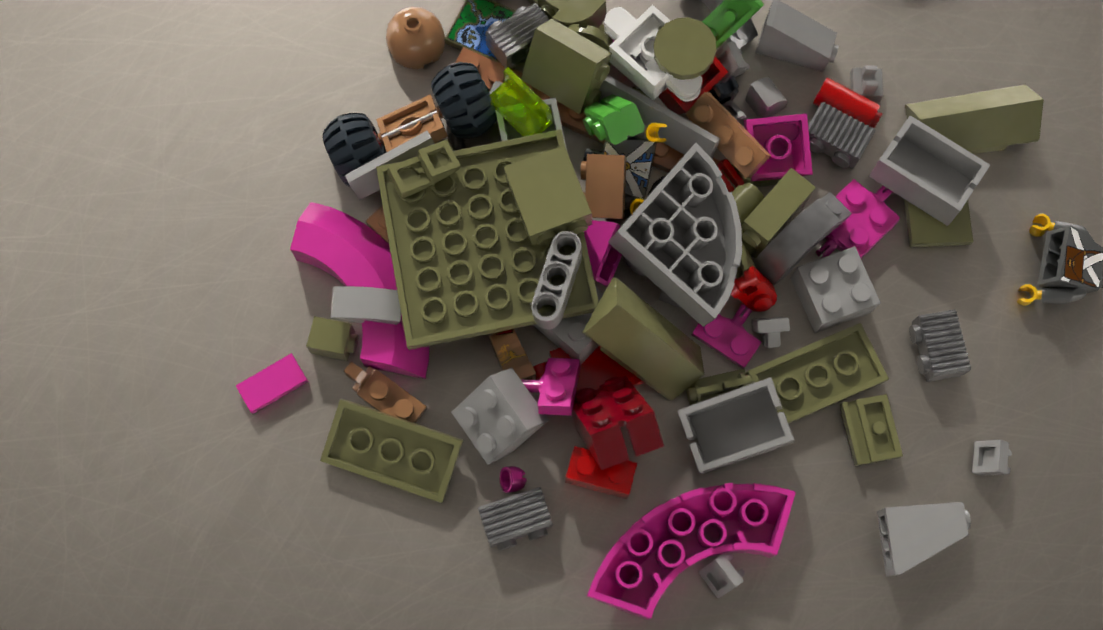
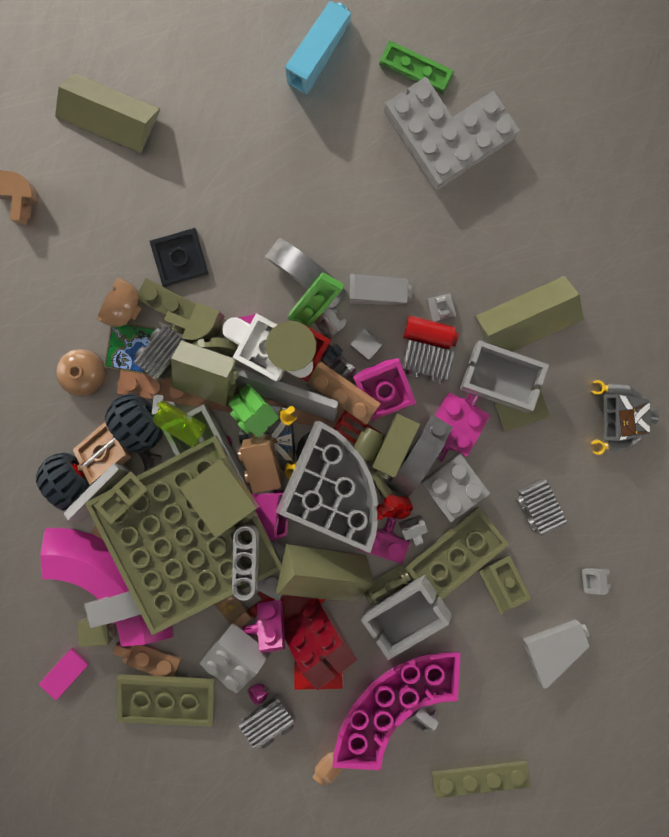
camera: 15 degrees left, 15 degrees up
(576, 606) = (324, 772): none -> medium nougat plant

